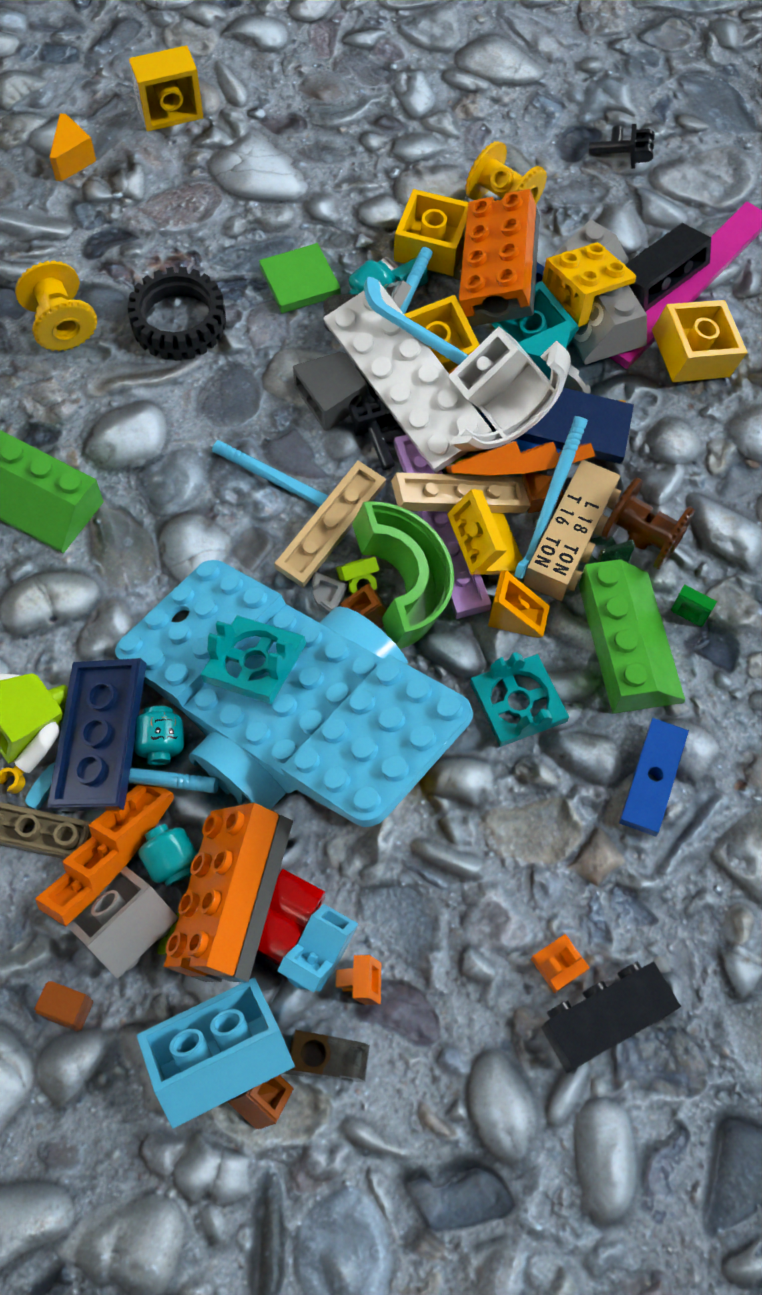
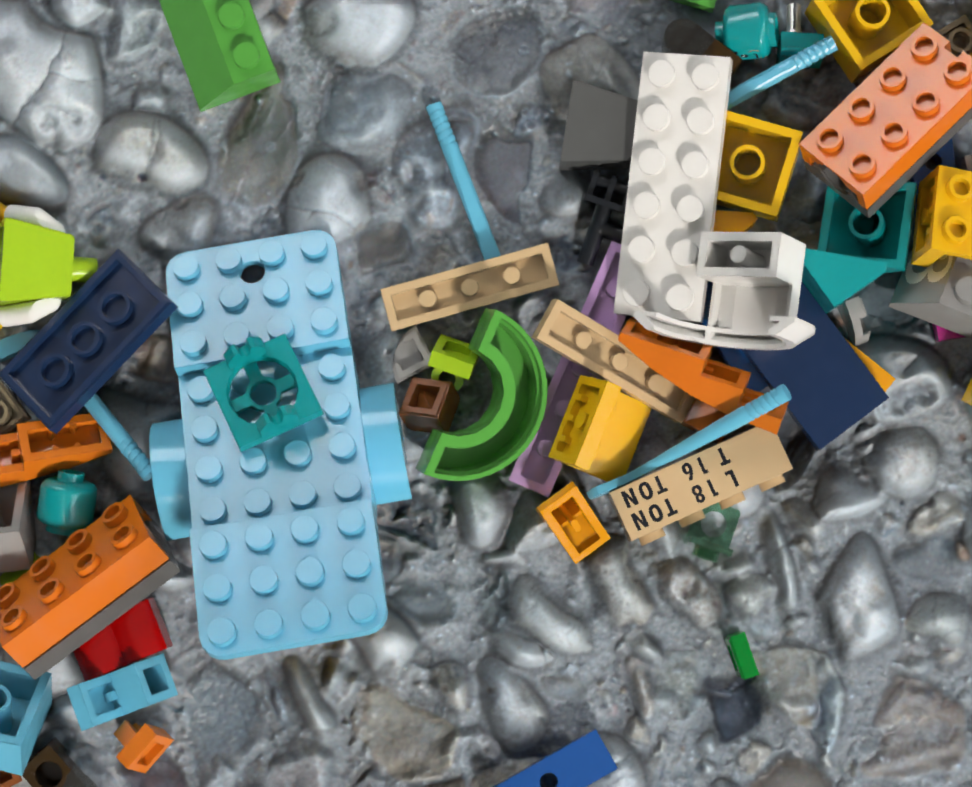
camera: 50 degrees right, 20 degrees up
(158, 735) = (141, 383): teal head -> none
(375, 301) = (696, 110): medium azure piece -> none
(398, 291) = (752, 76): light grey tile -> none
(532, 666) = (455, 624): teal piece -> none
(629, 637) = (655, 635): bright green slope -> none
(646, 527) = (769, 543): reddish brown hose -> none

